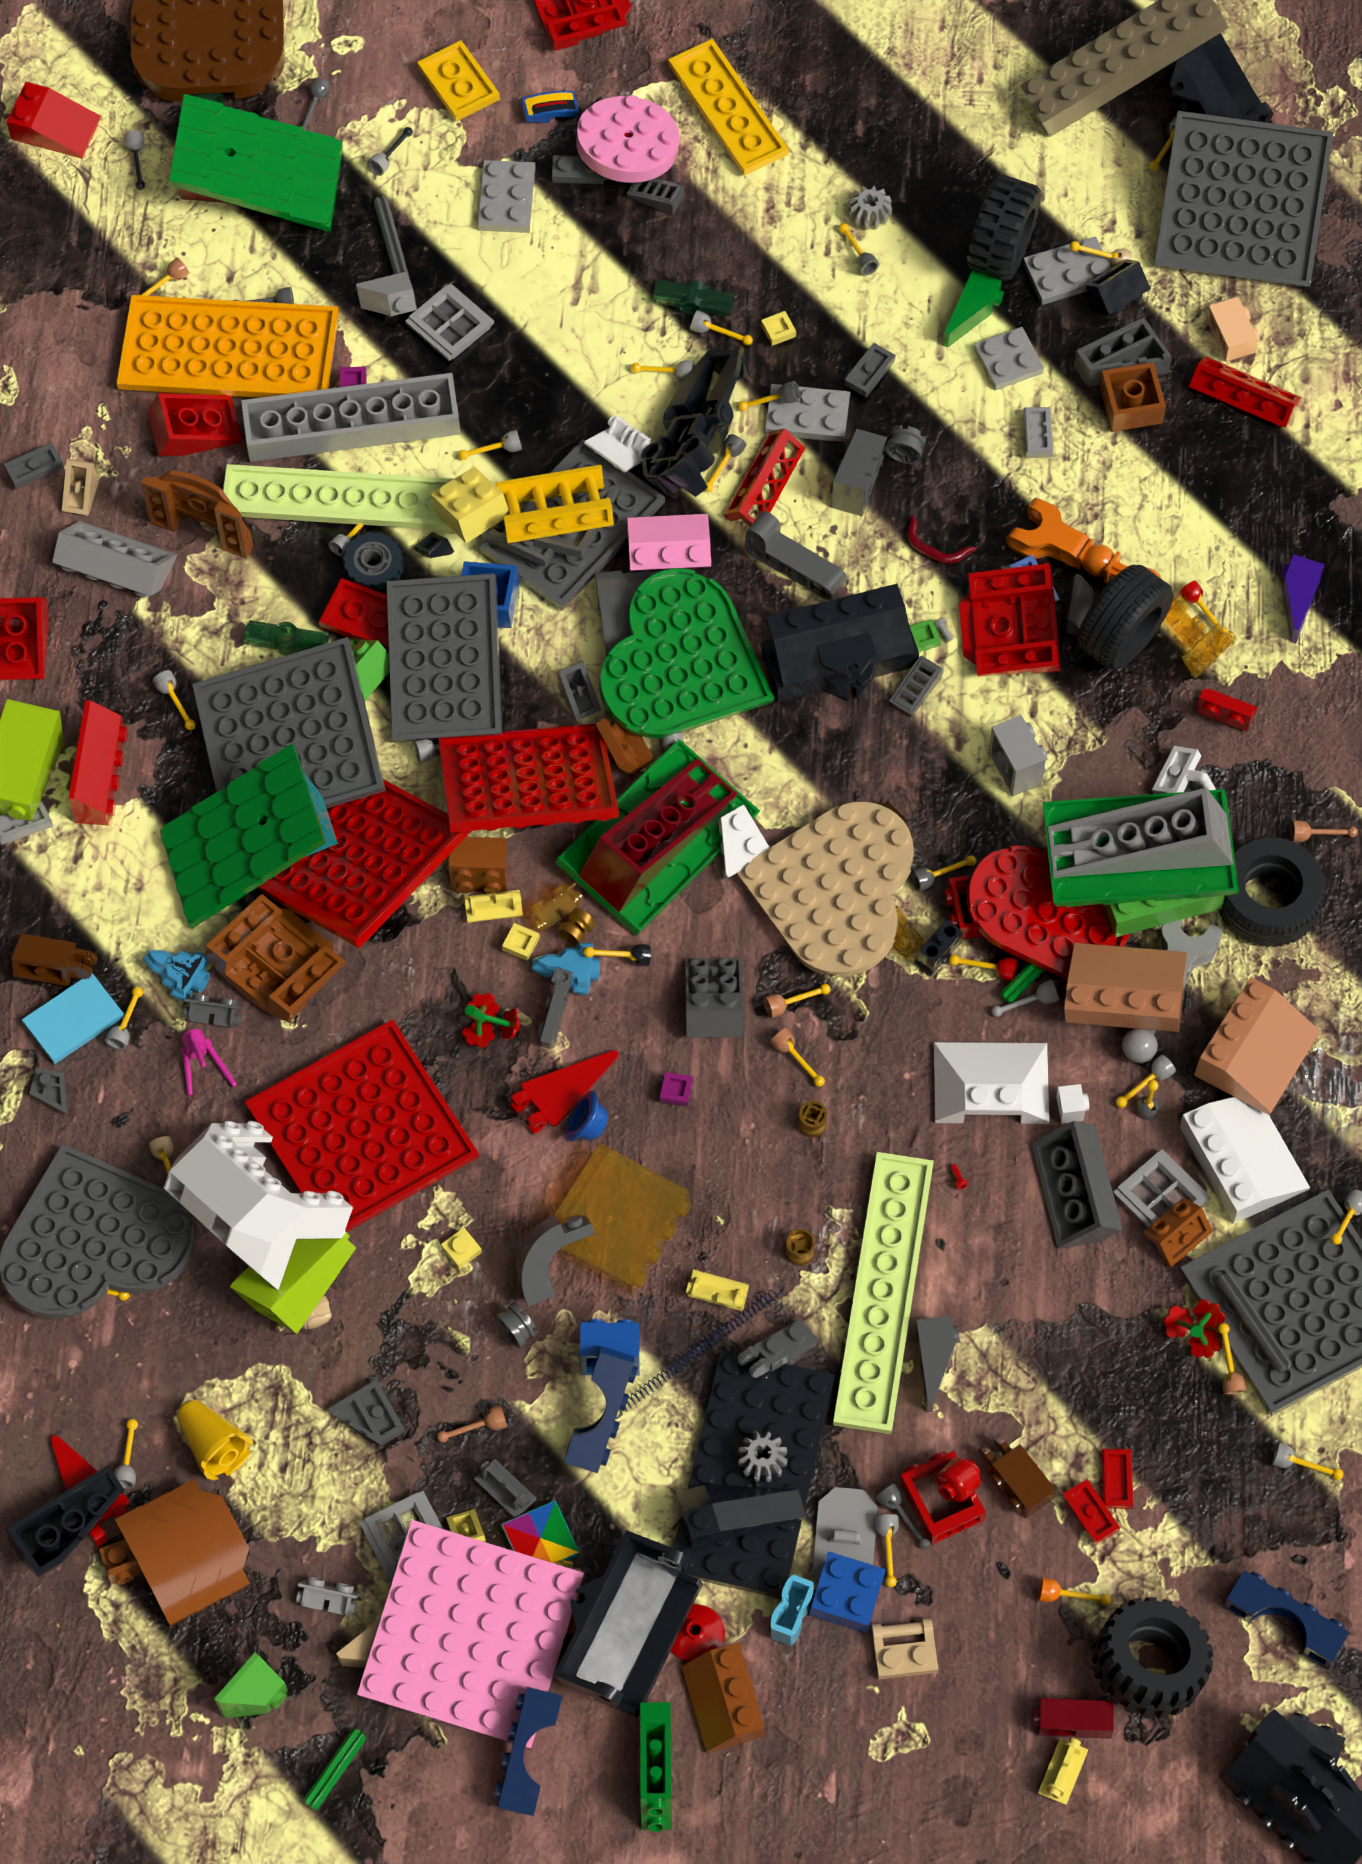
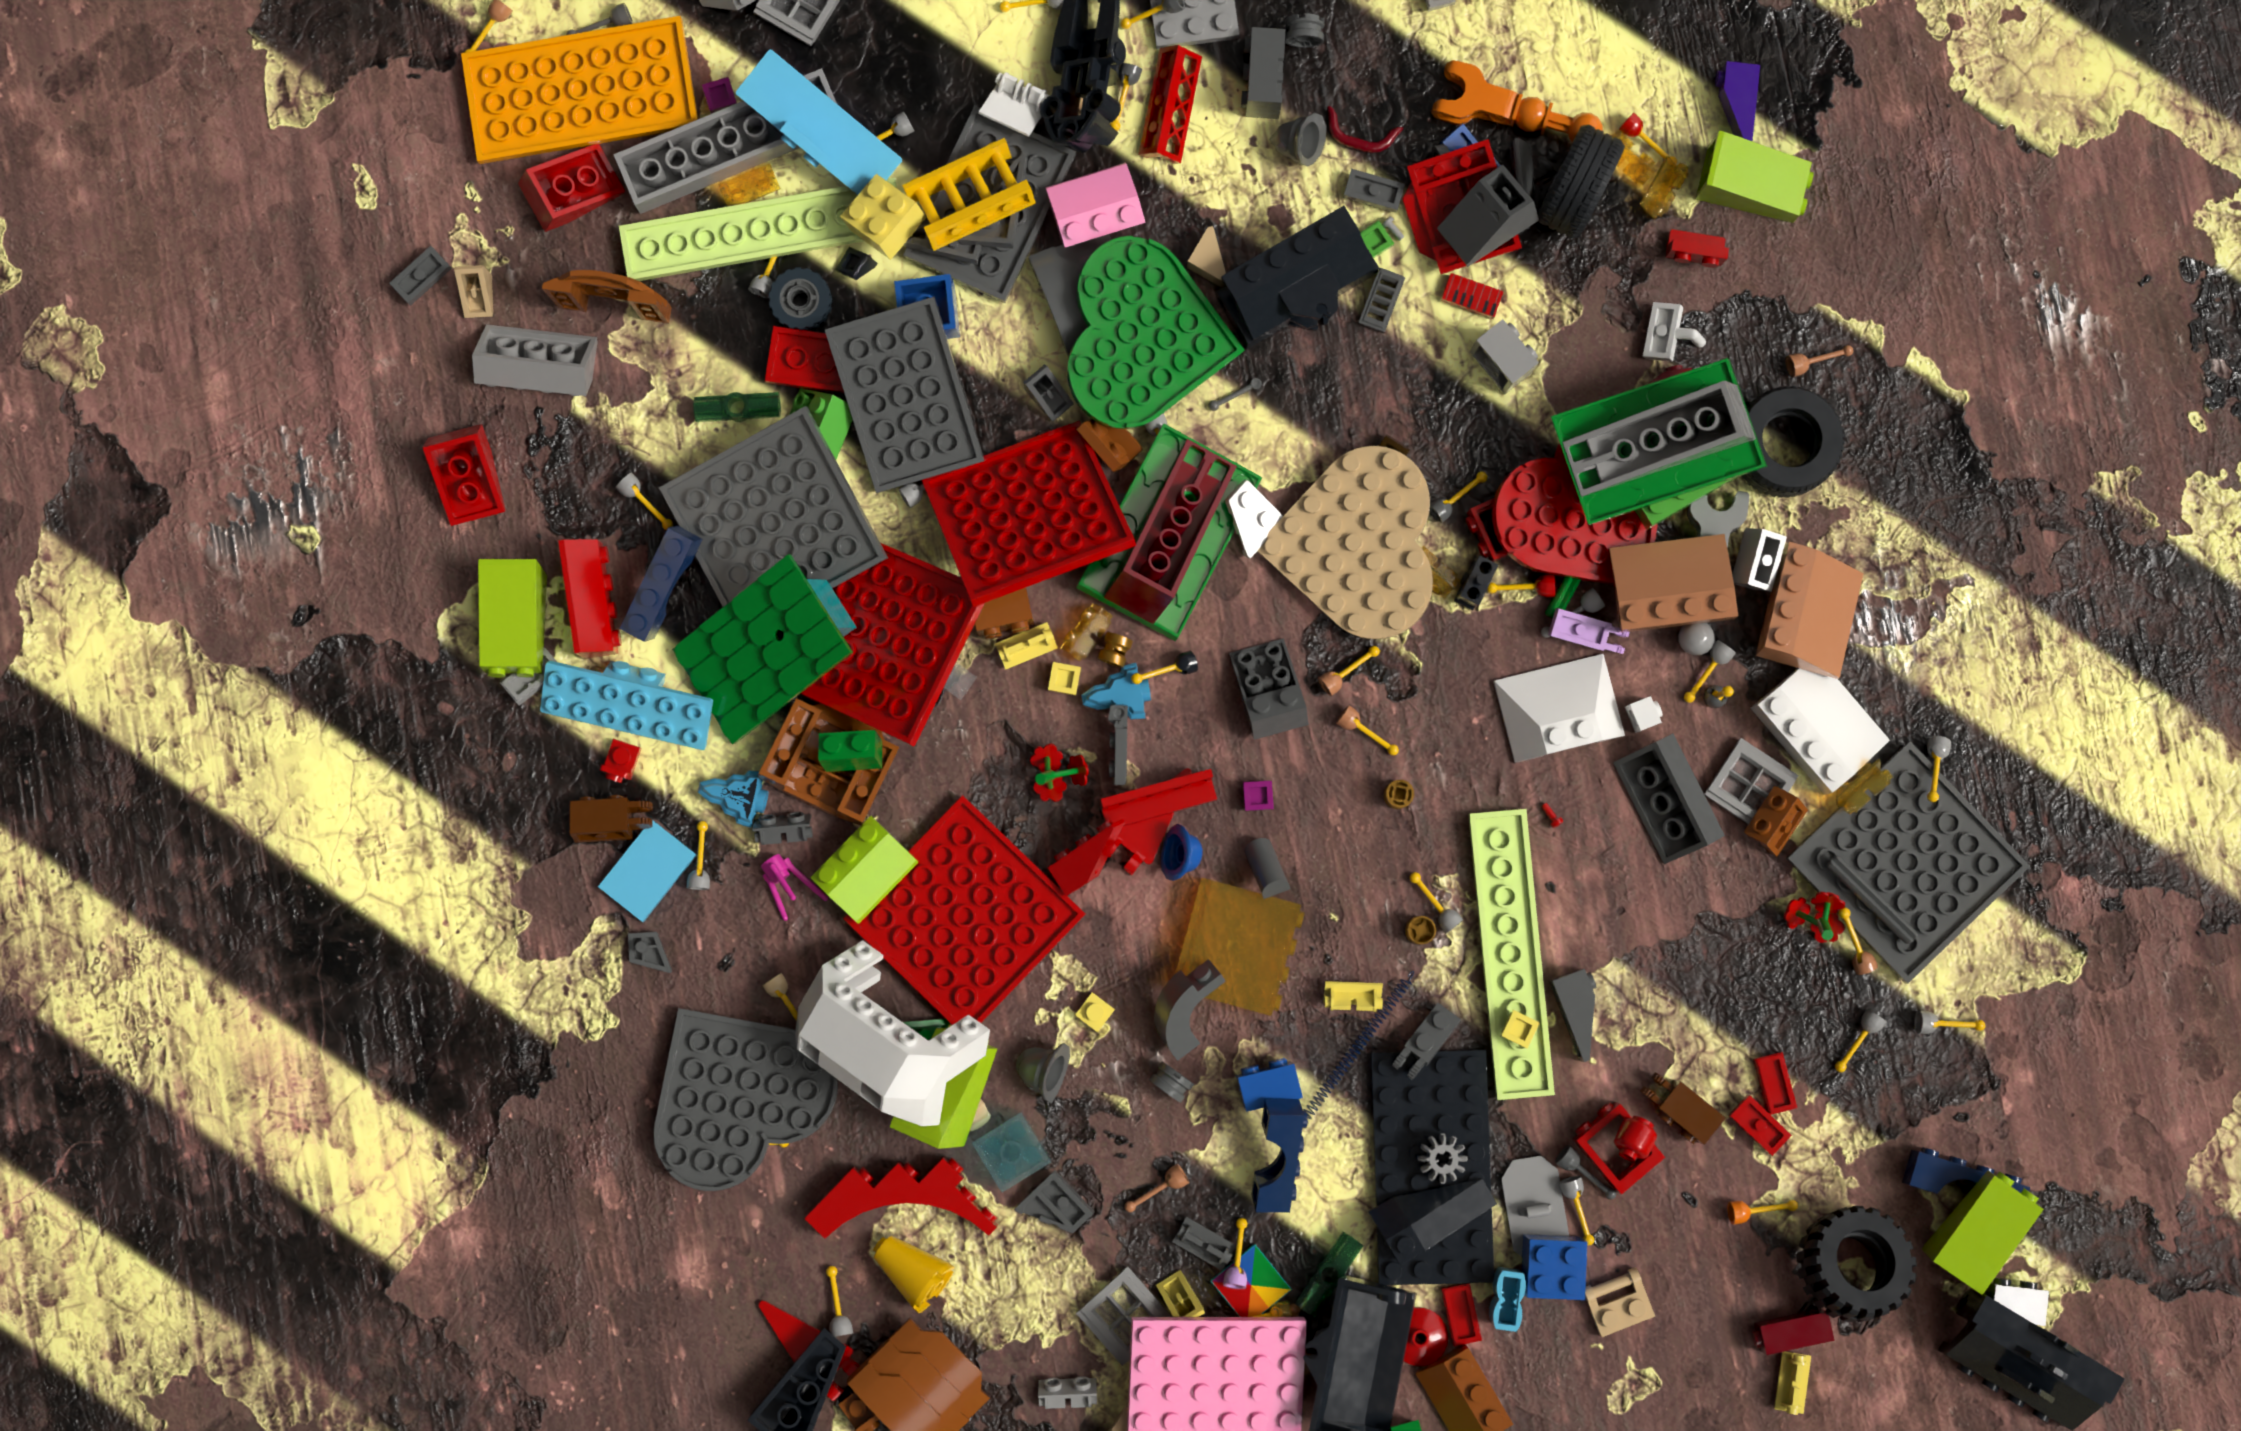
camera: 15 degrees left, 20 degrees up
(80, 916) = (621, 761): none -> red bracket
(102, 865) = (627, 701): none -> medium azure bracket
(147, 786) = (650, 601): none -> dark blue arch
(182, 1356) = (900, 1186): none -> red arch
(278, 1059) = (864, 869): none -> lime slope
(298, 946) = (850, 750): none -> green brick
(341, 1349) = (1011, 1151): none -> clear light blue brick
(357, 460) = (749, 186): none -> clear yellow hinge
(398, 1284) = (1044, 1069): none -> dark grey piece
(417, 919) = (959, 681): none -> clear slope
(432, 413) = (816, 124): none -> medium azure bracket
(492, 1102) = (1085, 862): none -> red slope
(526, 1522) = (1235, 1276): none -> hinge
(582, 1066) = (1160, 798): none -> red fence
(643, 1523) = (1317, 1290): none -> clear green piece
(665, 1150) = (1266, 867): none -> dark grey brick
(743, 1619) = (1461, 1314): none -> red tile
(755, 611) = (1207, 259): none -> tan slope
(777, 733) = (1255, 385): none -> dark grey hinge
(792, 559) = (1224, 190): dark grey beam -> none
(831, 1245) = (1448, 918): none -> hinge
(872, 1356) = (1519, 1029): none -> light yellow plate
(878, 532) = (1301, 139): none -> dark grey piece
(934, 592) = (1374, 190): none -> dark grey plate
(1001, 701) = (1472, 296): none -> red tile
(1032, 627) = (1488, 216): none -> dark grey slope
(1034, 1015) = (1584, 630): none -> lavender hinge
(1217, 989) = (1758, 559): none -> light grey brick
(1227, 1443) = (1871, 1024): none -> hinge
(1258, 1219) = (1869, 778): none -> clear yellow hinge
(1289, 1655) = (1983, 1230): none -> lime slope
(1295, 659) = (1754, 178): none -> lime slope

